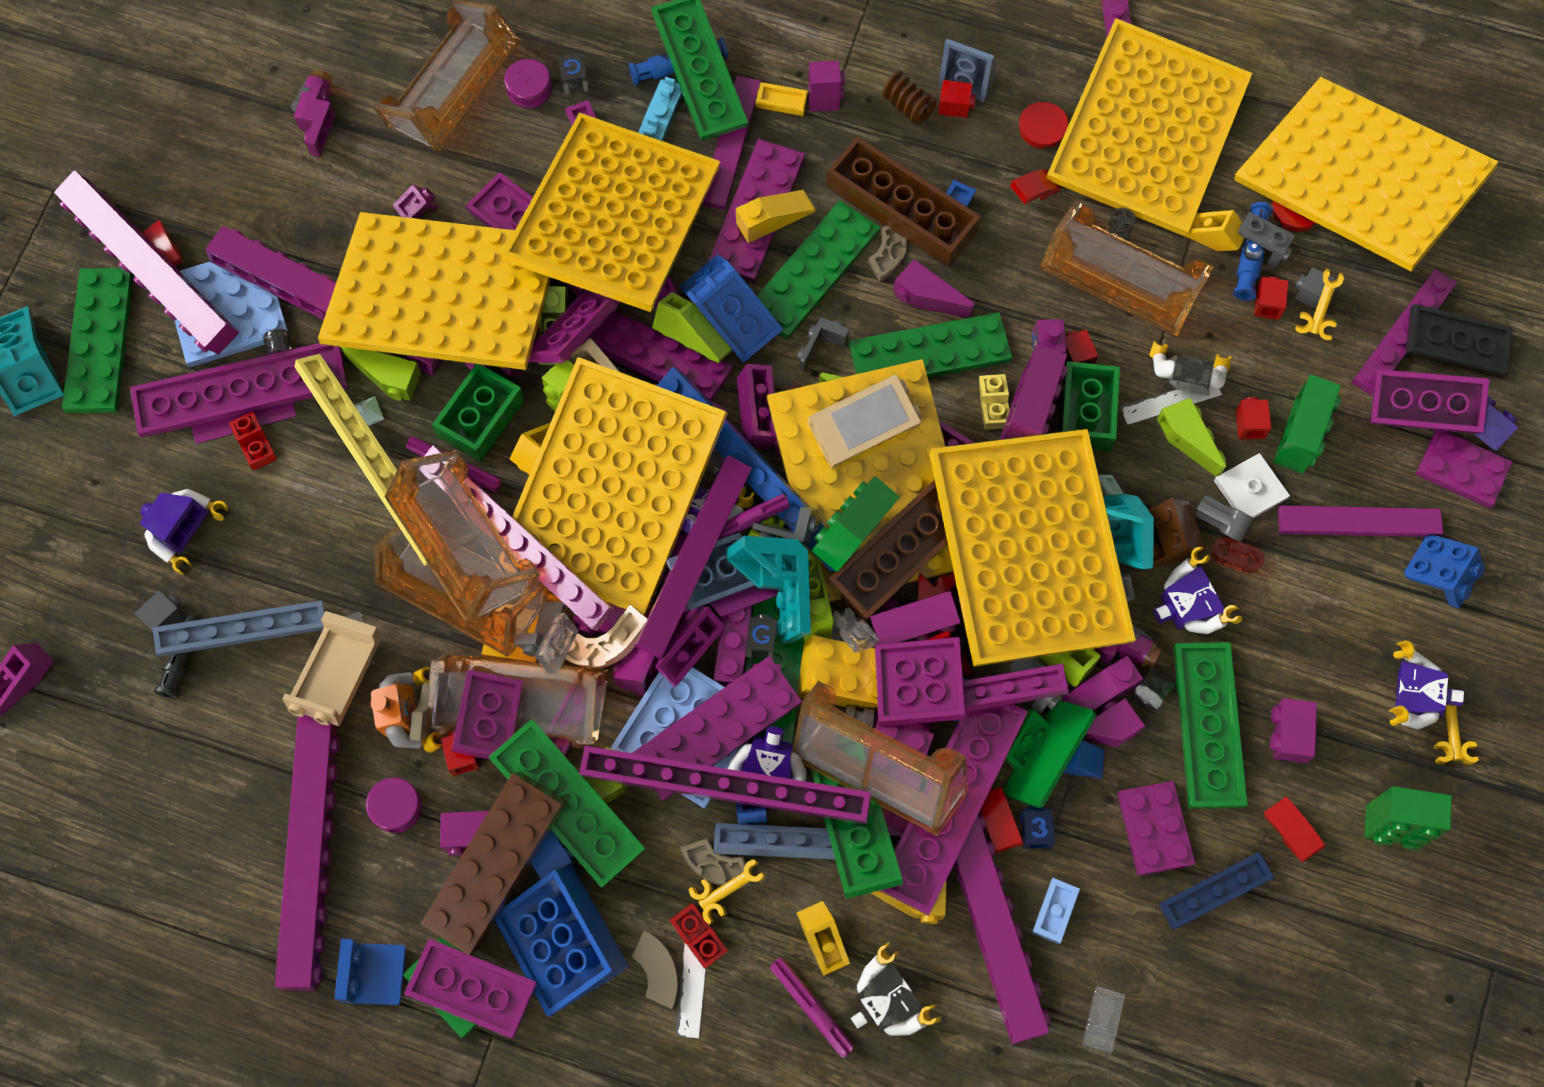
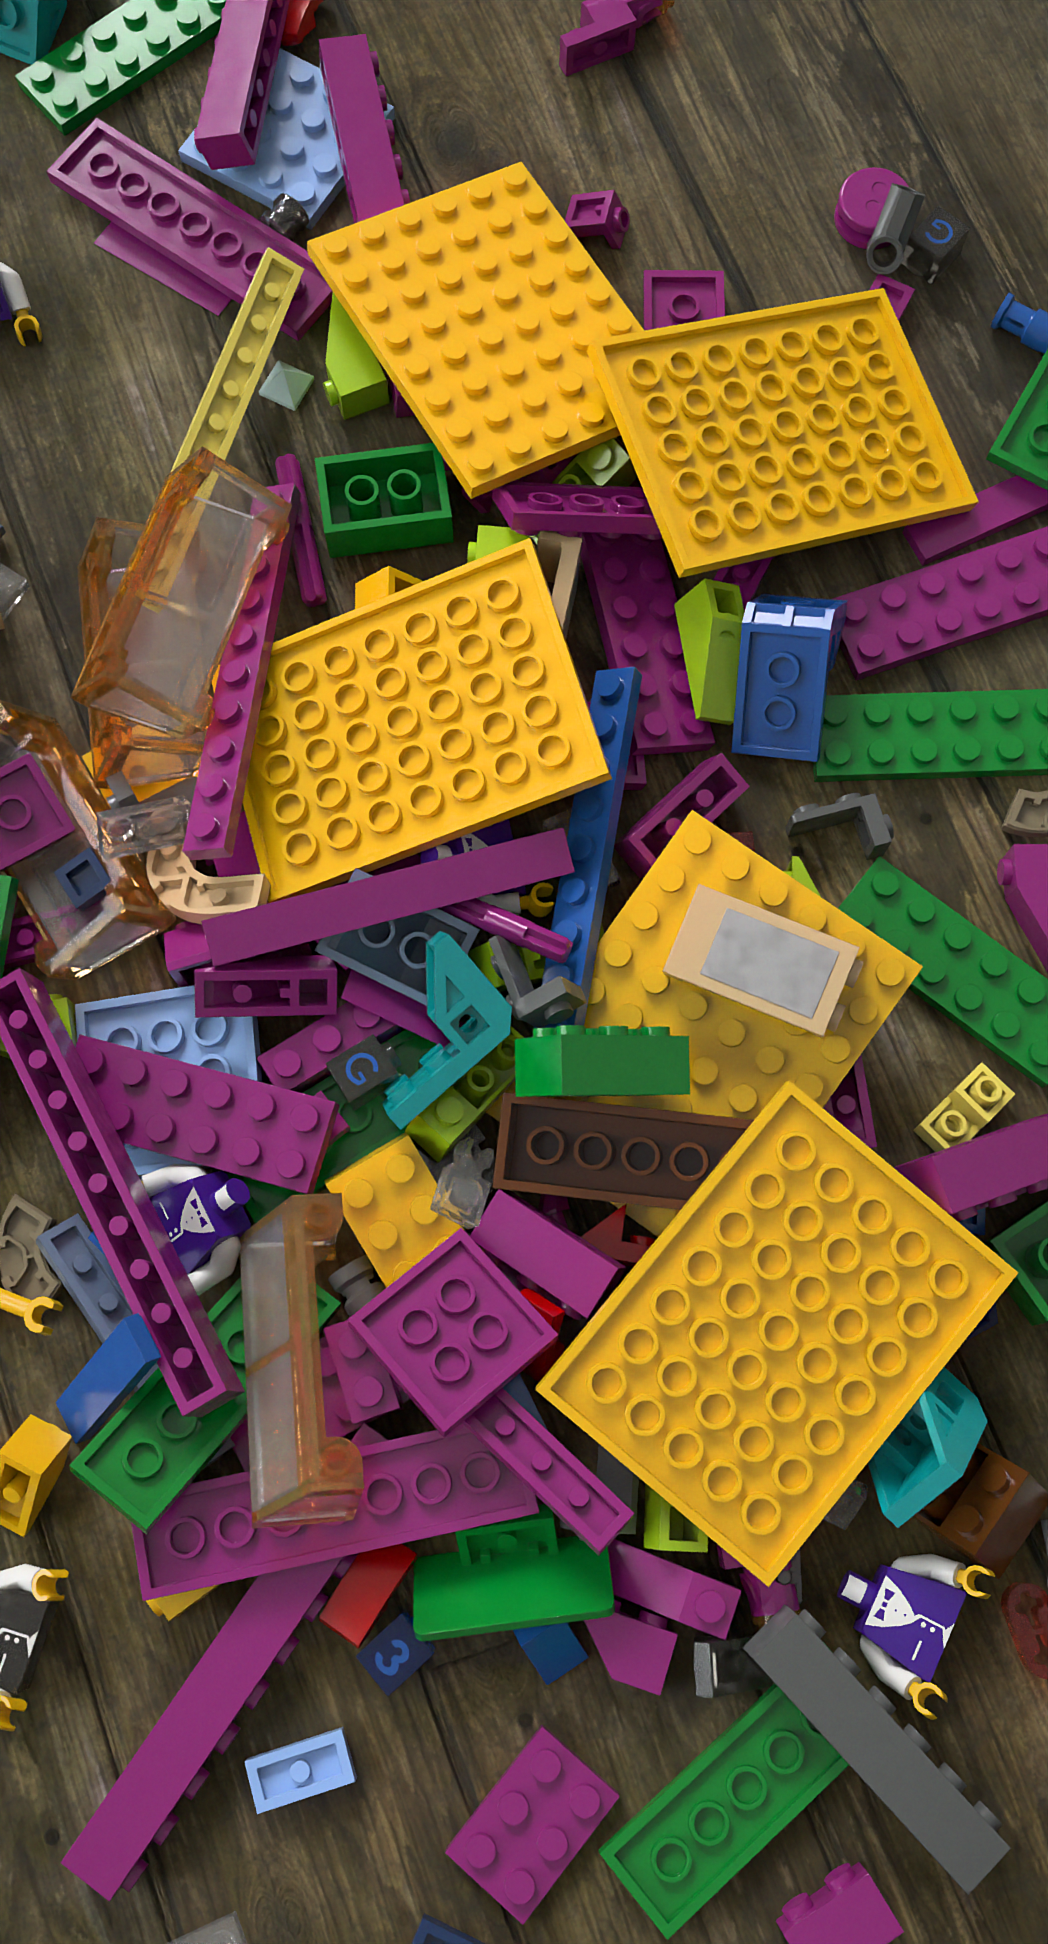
camera: 50 degrees right, 5 degrees up
(252, 441) = (146, 295): red slope -> none
(452, 75) = (802, 123): windscreen -> none
(552, 82) = (894, 226): none -> dark grey piece
(553, 694) = (83, 879): none -> dark blue plate
(661, 109) = (983, 384): medium azure plate -> none
(772, 213) = (965, 619): yellow slope -> none
(814, 854) = (108, 1378): none -> blue tile
(1109, 485) = (975, 1366): light aqua slope -> none
(1233, 653) = (877, 1748): none -> dark grey brick

